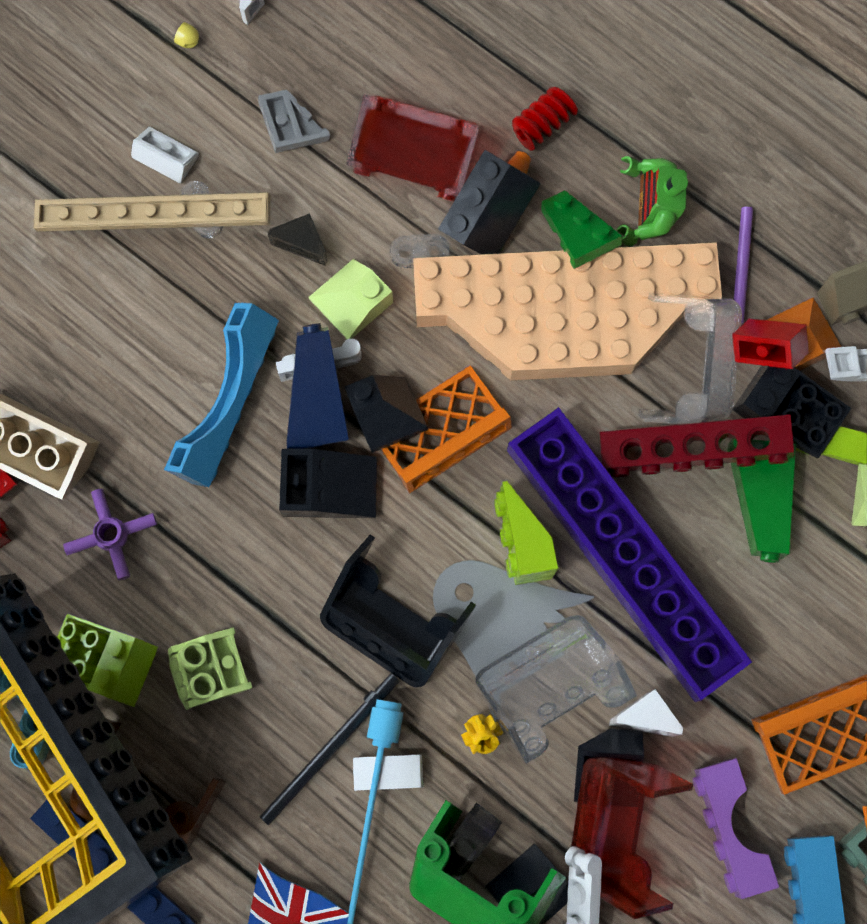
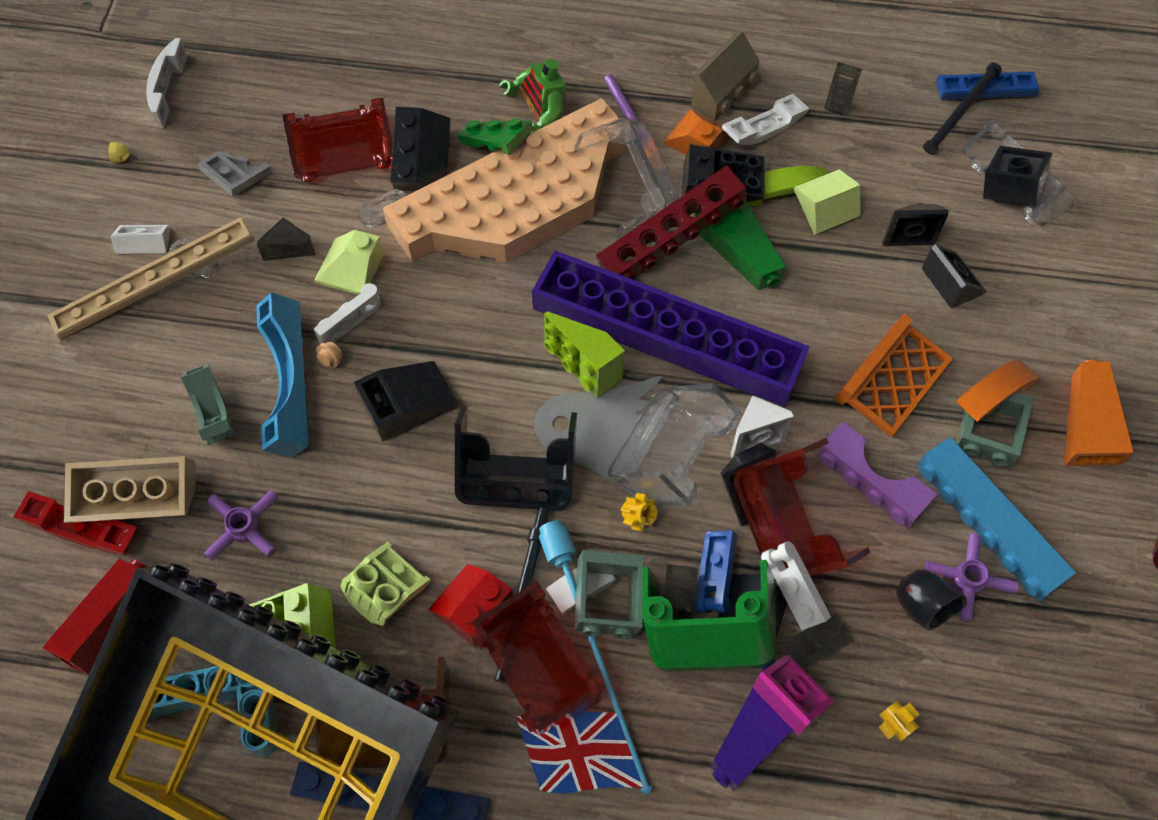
camera: 30 degrees left, 15 degrees down
(139, 391) = (209, 404): none -> sand green arch
(276, 732) = (467, 598): none -> red slope
(278, 394) = (329, 354): none -> light nougat plate
(303, 833) = (538, 660): none -> clear red windscreen
(315, 398) = (357, 330): dark blue slope -> none
(385, 410) = (419, 323): black slope -> none
(395, 843) = (611, 564): none -> sand green window
(461, 444) = (492, 323): orange fence -> none
(519, 835) = (716, 571): none -> blue plate
(542, 115) = (427, 83): red piece -> none
(770, 343) = (681, 135): red brick -> none

